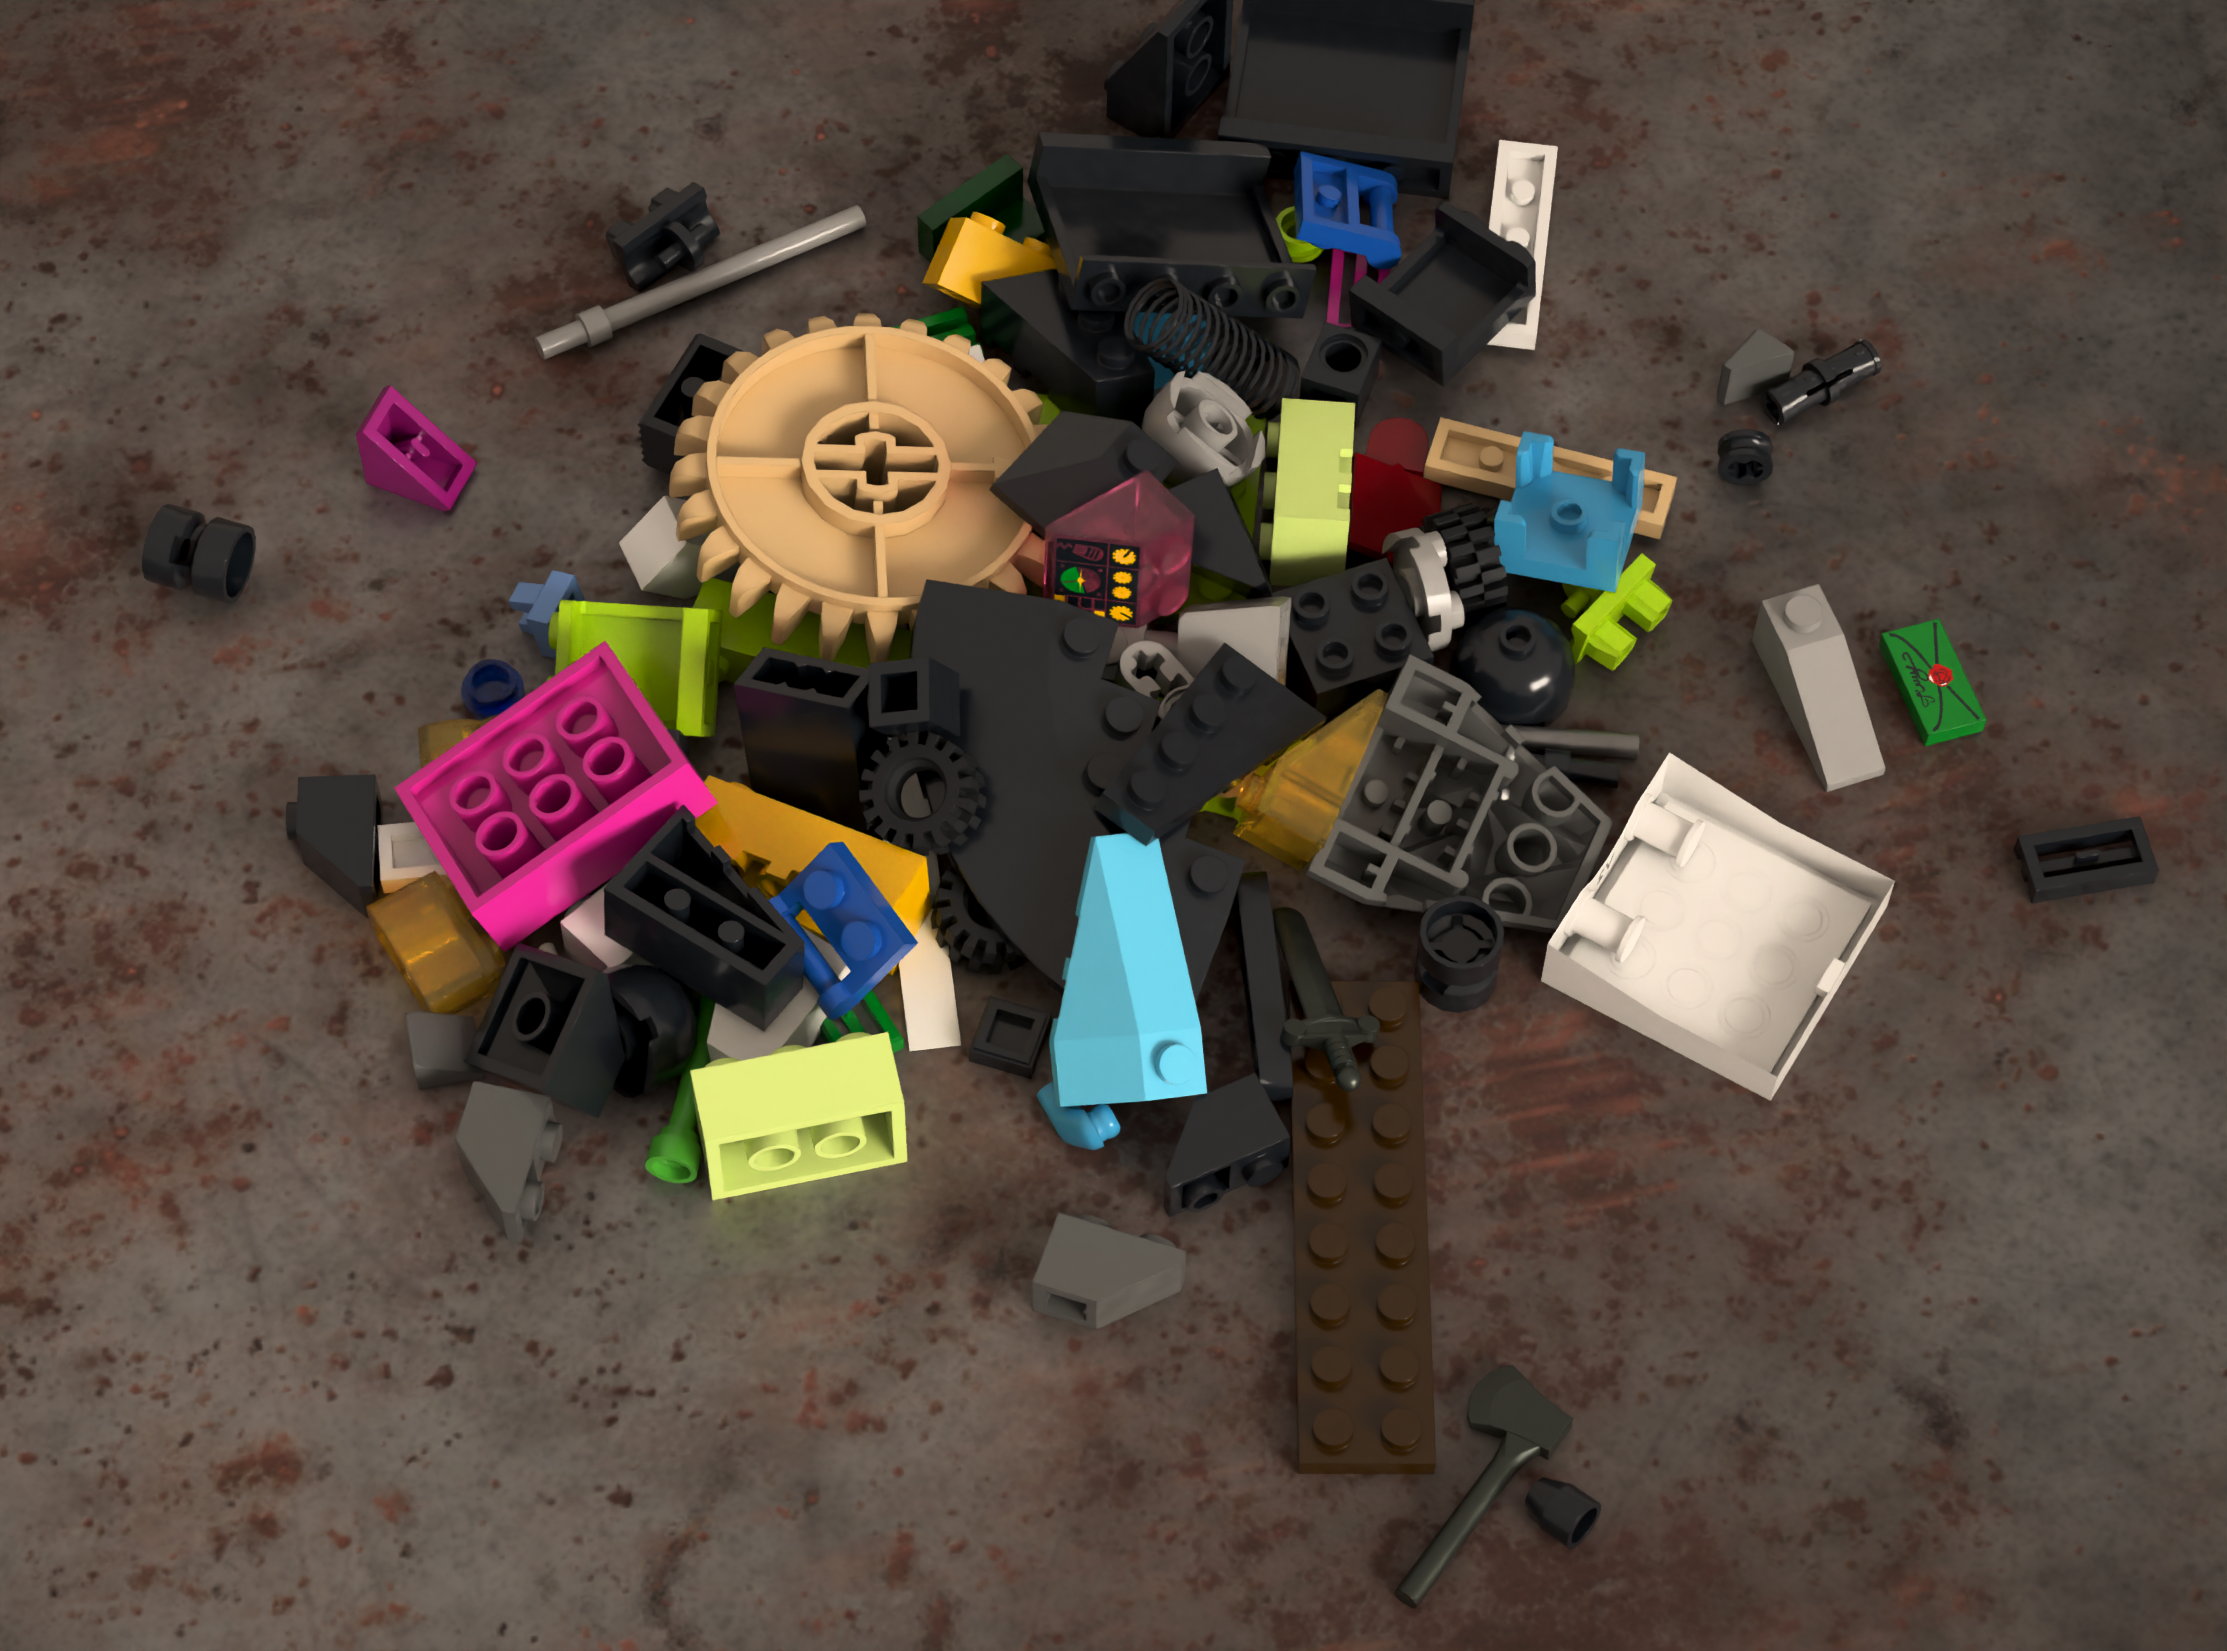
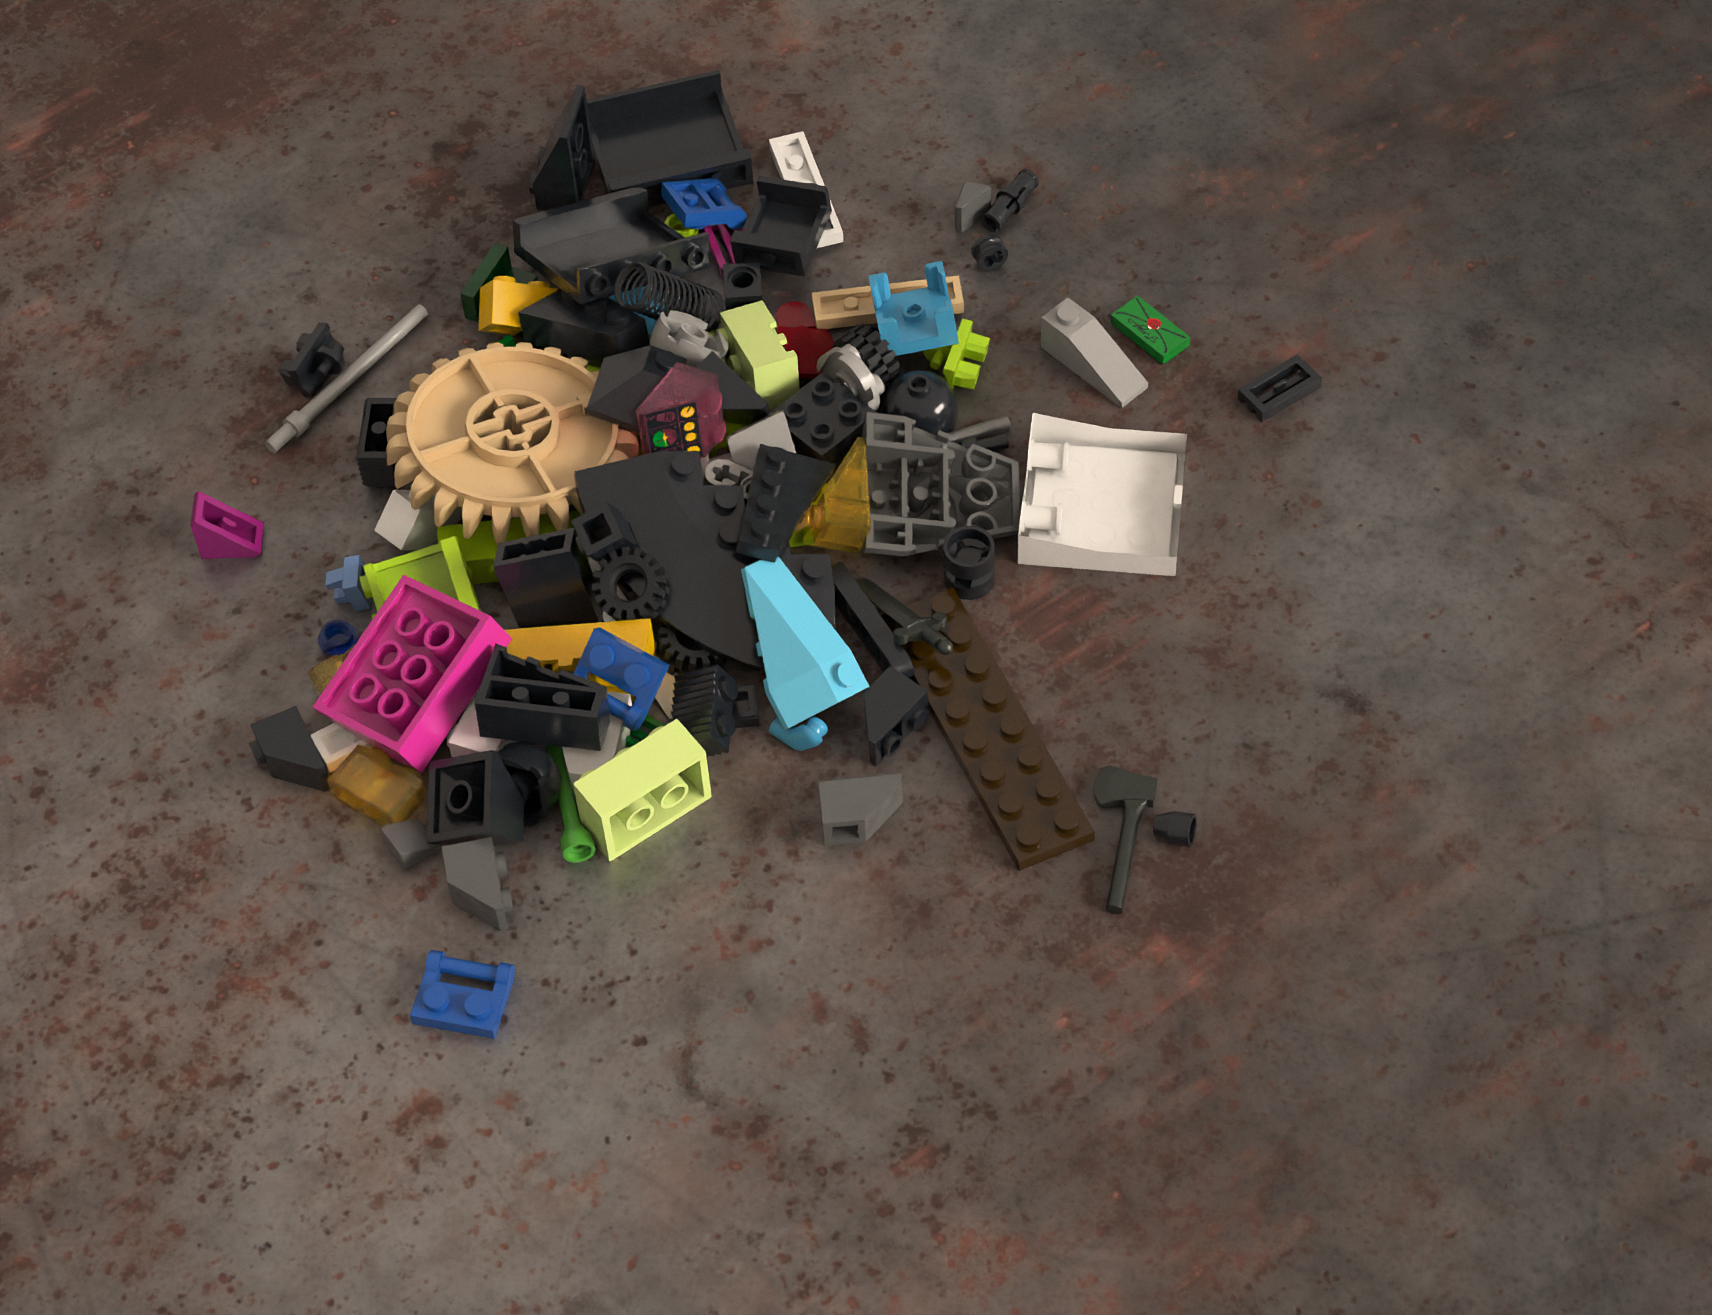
camera: 20 degrees left, 5 degrees down
(189, 551) = (137, 628): black wheel -> none
(391, 1332) = (458, 1006): none -> blue plate
(950, 1027) = (705, 707): none -> black brick

